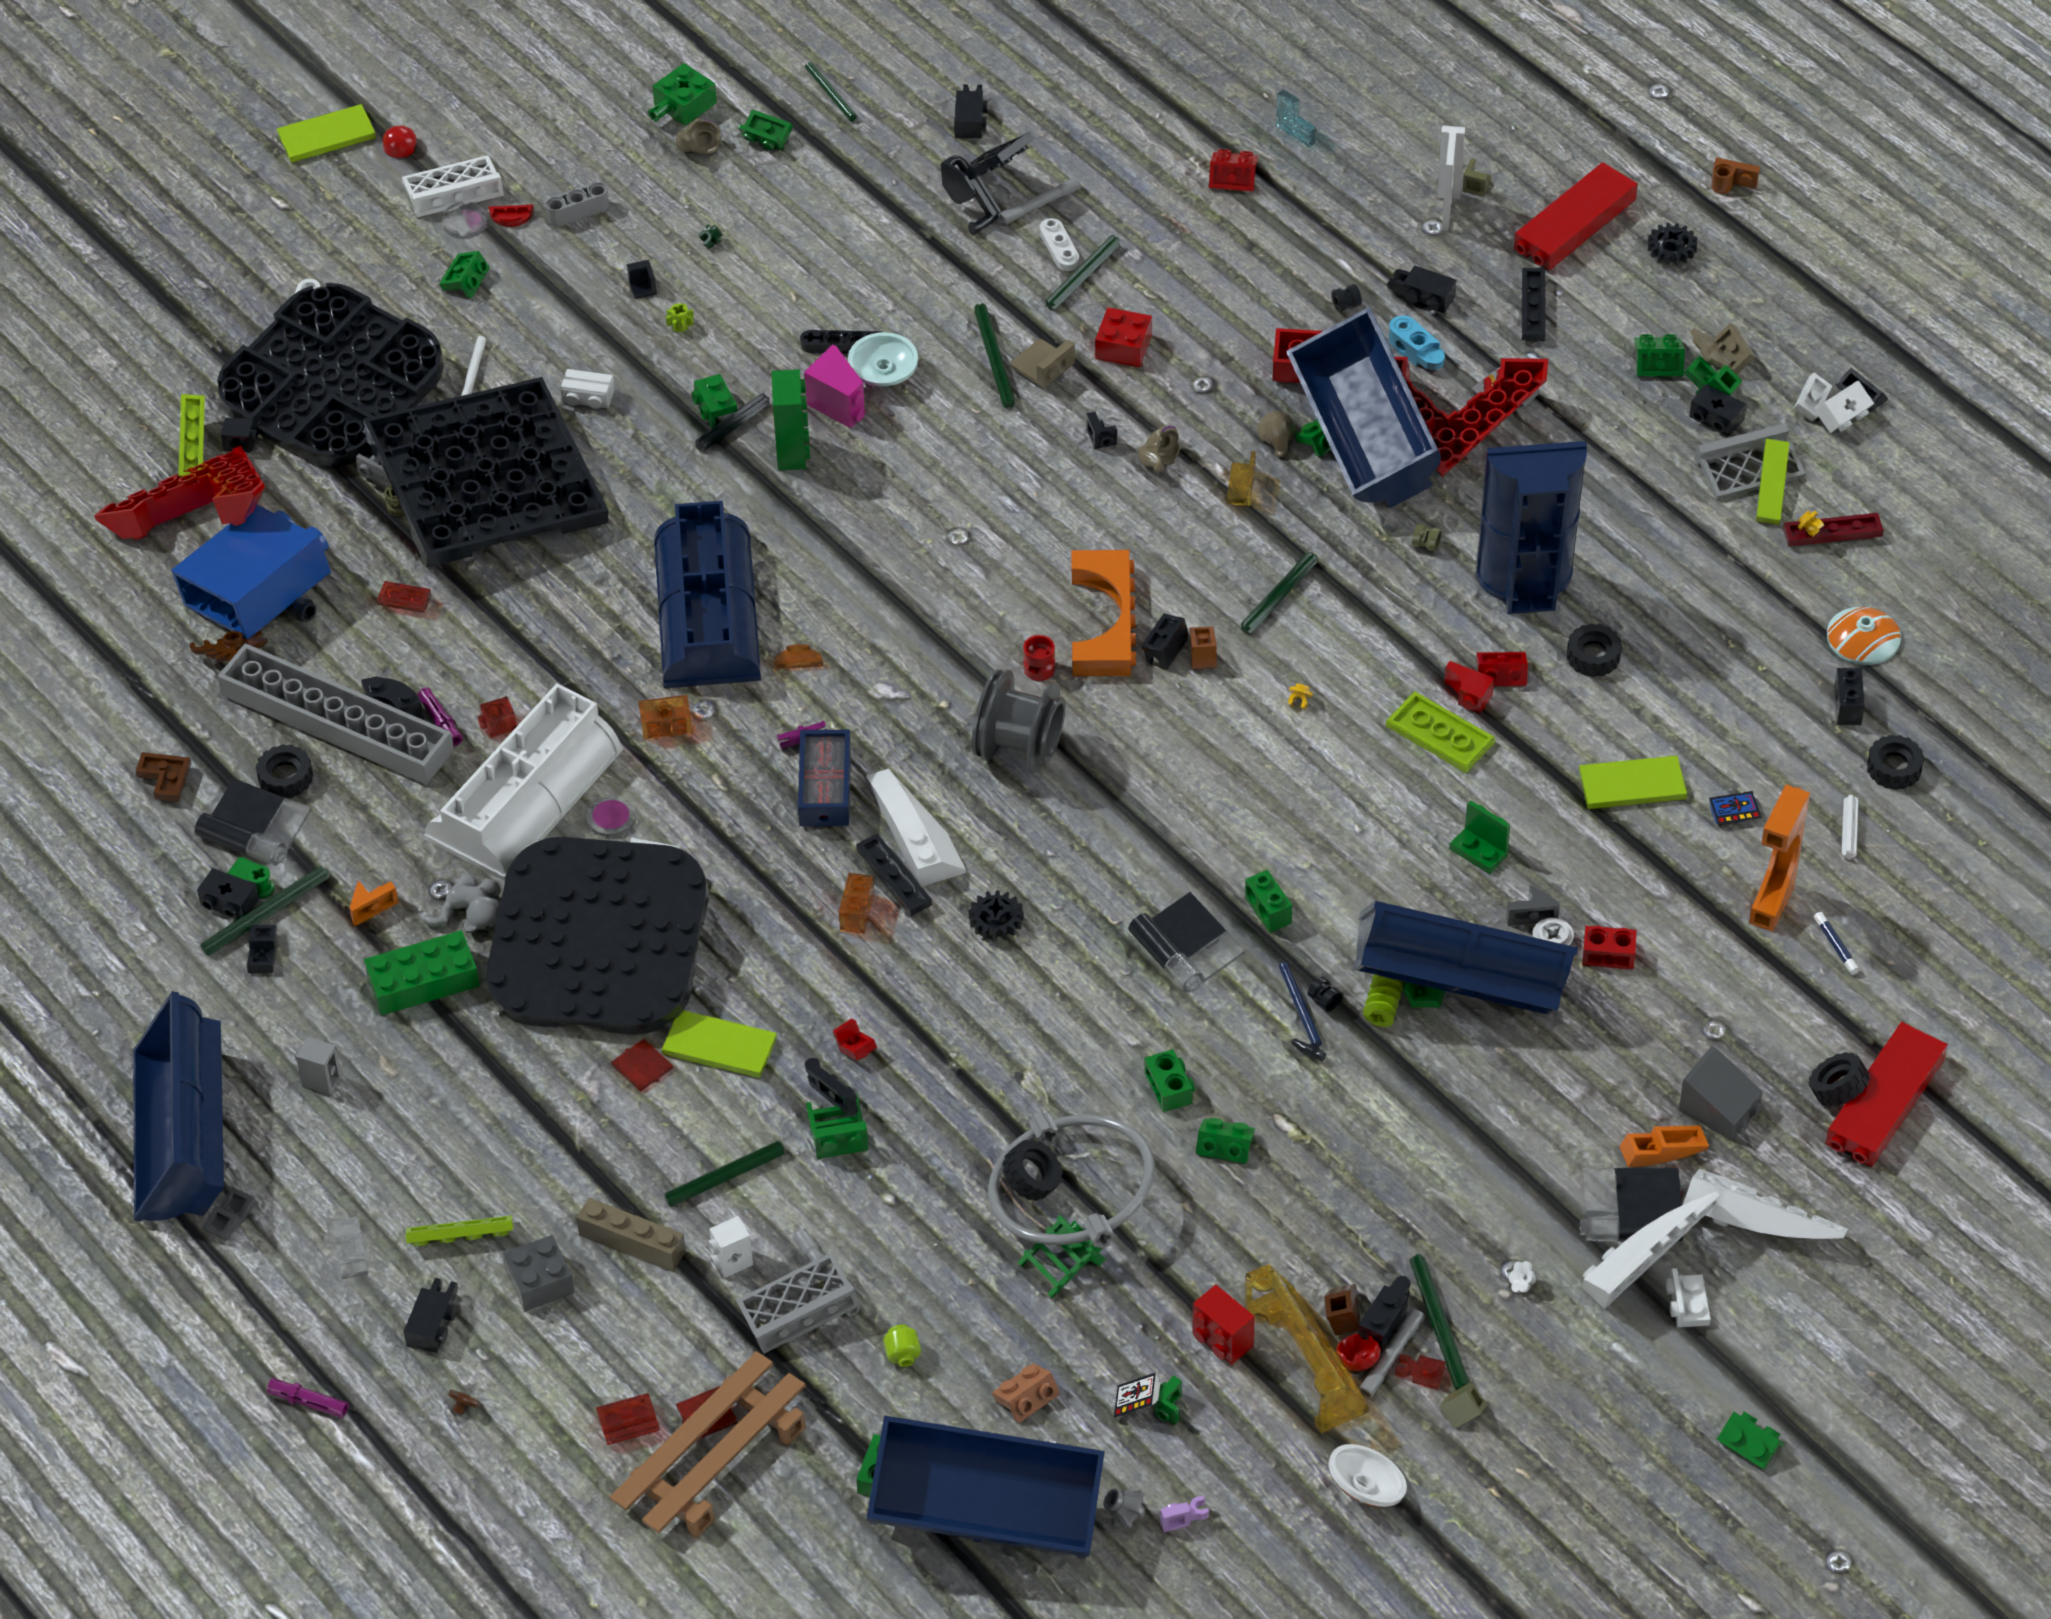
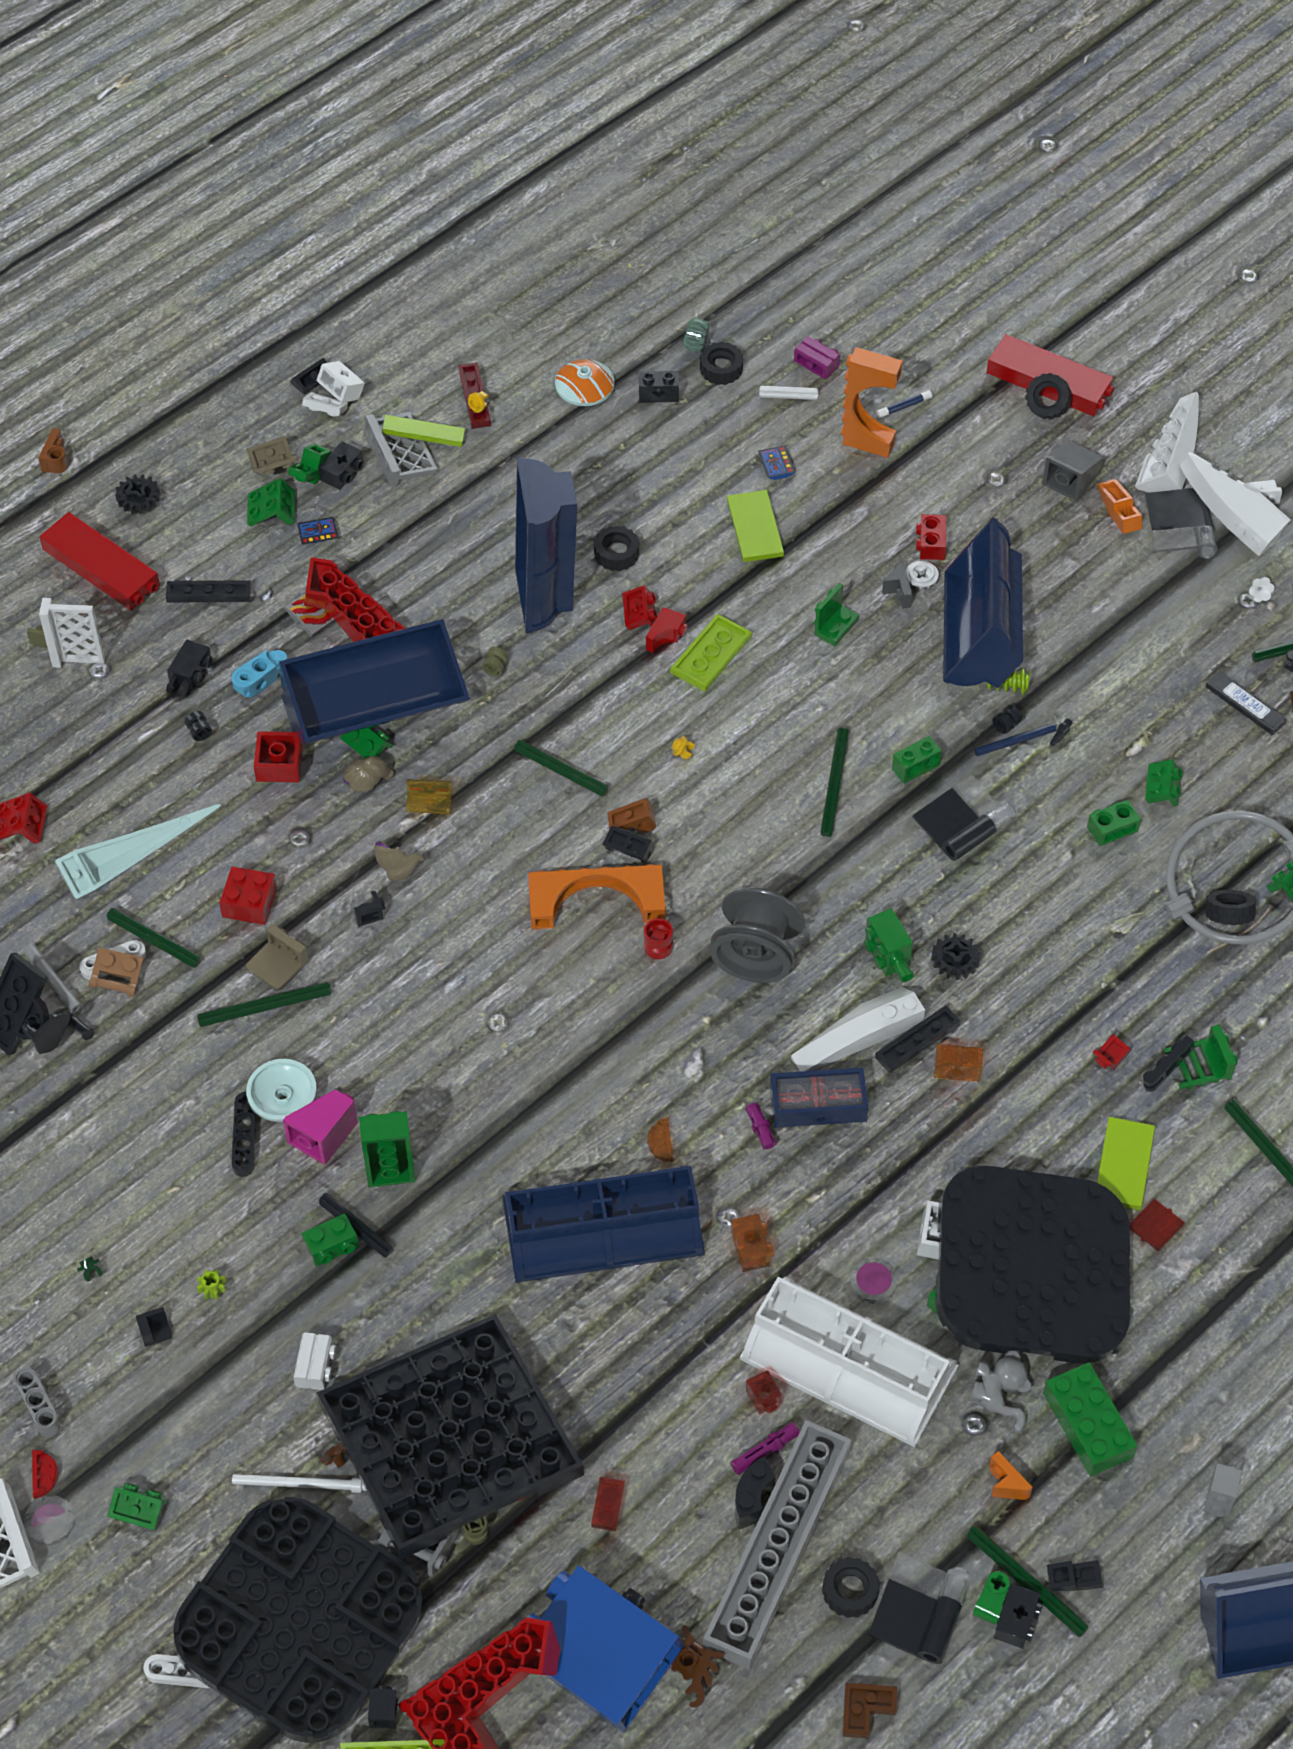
camera: 95 degrees left, 5 degrees up
(1008, 849) = (889, 944): none -> green brick
(1045, 243) = (118, 965): none -> medium nougat plate
(1172, 227) = (98, 864): none -> light aqua plate
(1247, 830) = (834, 782): none -> dark green axle
(1345, 1241) = (1246, 703): none -> tile
(1623, 395) = (317, 530): none -> piece
(1907, 855) = (817, 357): none -> magenta brick
(1934, 733) = (696, 334): none -> sand green gear

